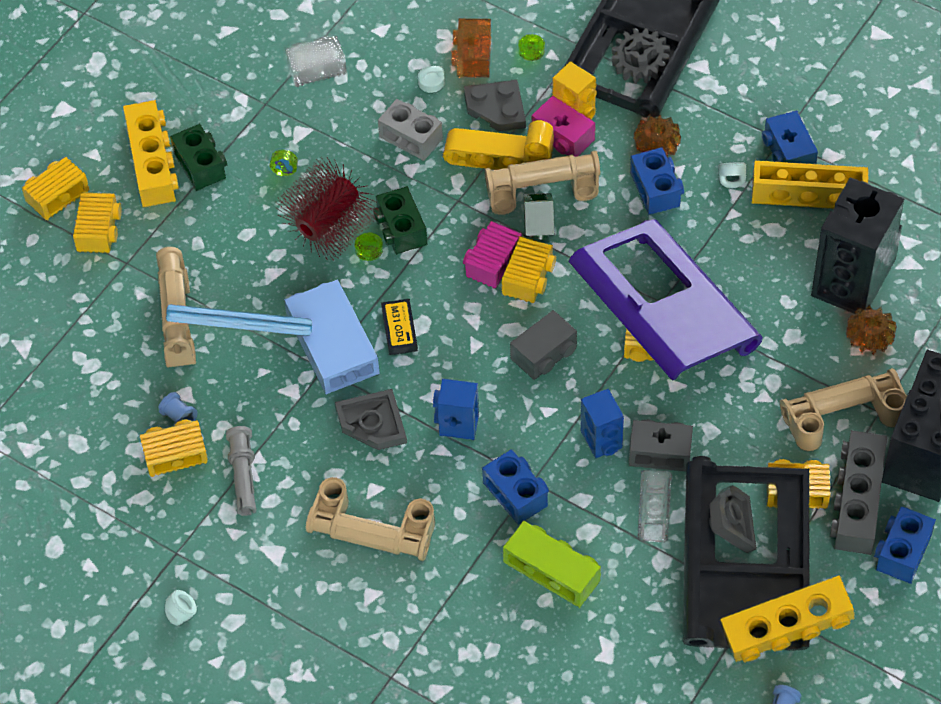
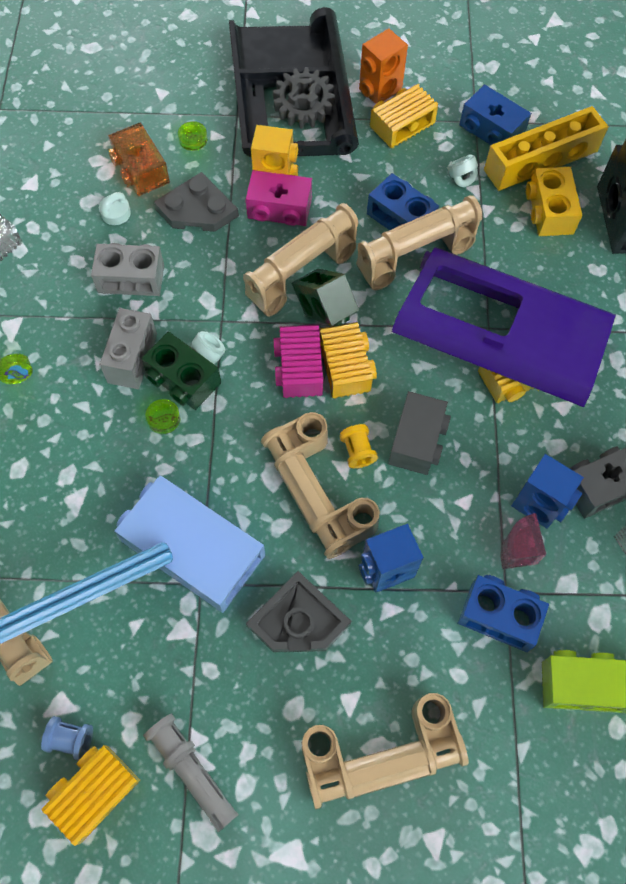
camera: 35 degrees left, 10 degrees up
(327, 208) = (100, 400): dark red piece -> none
(381, 177) = (128, 342): none -> light grey brick
(399, 326) = (254, 490): tile -> none
(432, 213) = (208, 346): none -> light aqua tile
(440, 315) = (307, 490): none -> tan piece
(493, 334) = (358, 446): none -> yellow bush
(498, 150) = (234, 248): yellow beam -> none
(563, 452) = (523, 544): none -> clear pink brick
(657, 134) = (372, 165): clear orange gear -> none
(683, 206) = (453, 224): none -> tan piece
(714, 106) = (403, 115): none -> yellow brick
(719, 58) = (382, 66): none -> orange brick
(786, 231) = (554, 201): none -> yellow brick

